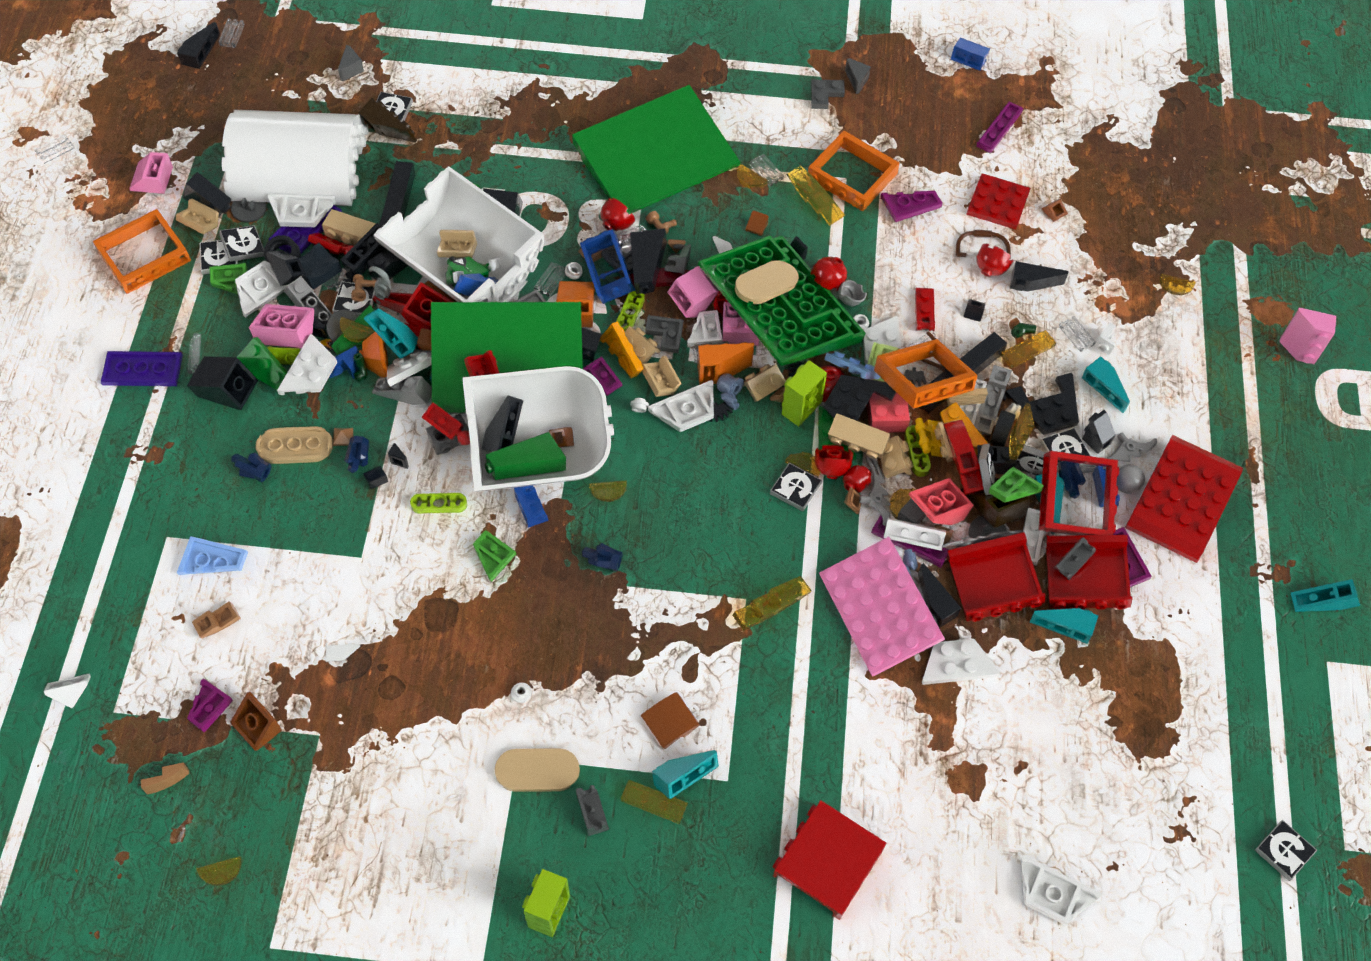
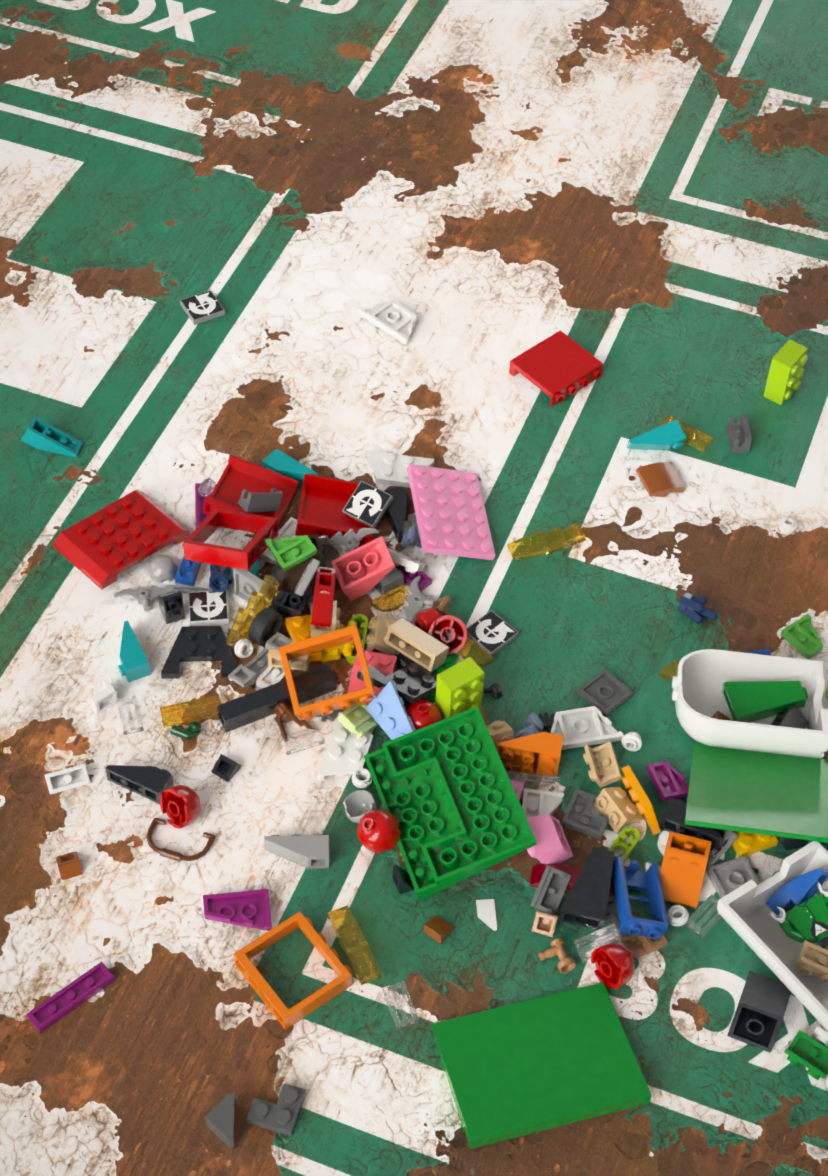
camera: 165 degrees left, 10 degrees down
(481, 364) = (804, 773): red bracket -> none
(537, 770) = (780, 472): tan tile -> none
(673, 452) = (605, 693): none -> dark grey tile
(749, 178) = (427, 997): clear yellow tile -> none
(766, 282) = (463, 806): tan tile -> none
(773, 429) = (495, 690): none -> black hand
(882, 252) = (304, 850): none -> light grey slope
(924, 309) = (282, 779): red plate -> none
(967, 587) = (367, 504): none -> tile
(970, 53) = (49, 1120): blue hinge -> none
(998, 201) = (129, 892): red plate -> none
(1096, 272) = (67, 779): none -> white slope
(1135, 564) = (206, 487): none -> clear tile

